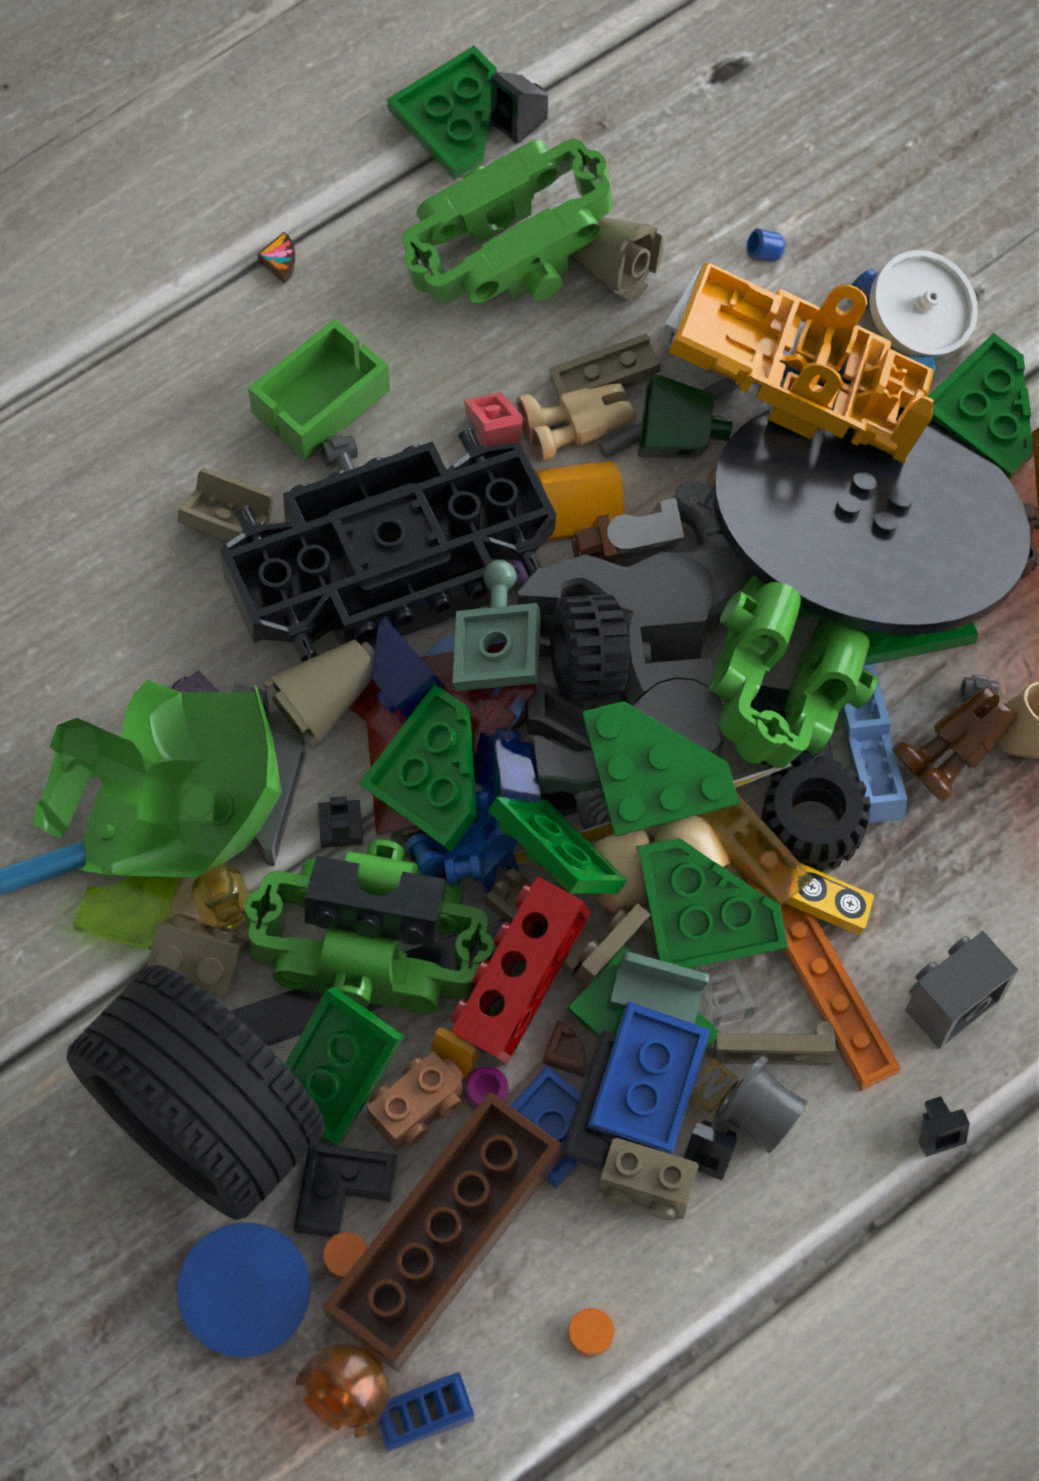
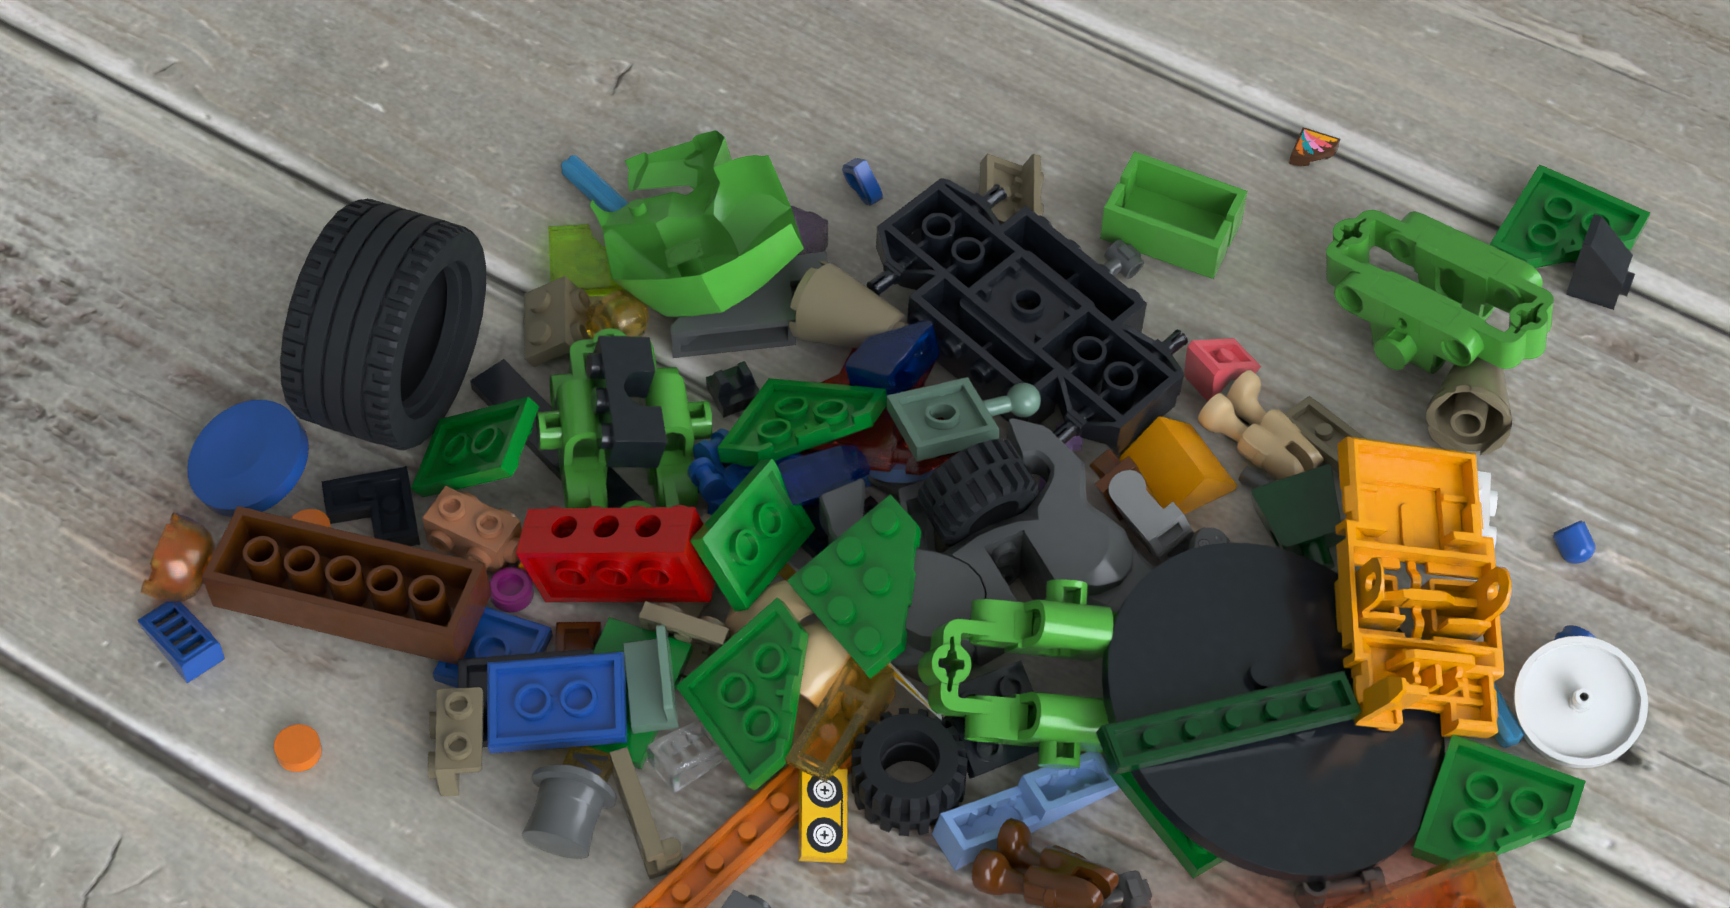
camera: 70 degrees right, 10 degrees down
(148, 627) = (862, 180): none -> blue tile
(711, 1149) = (509, 789): black tile -> none
(896, 545) = (1227, 722): none -> dark green tile

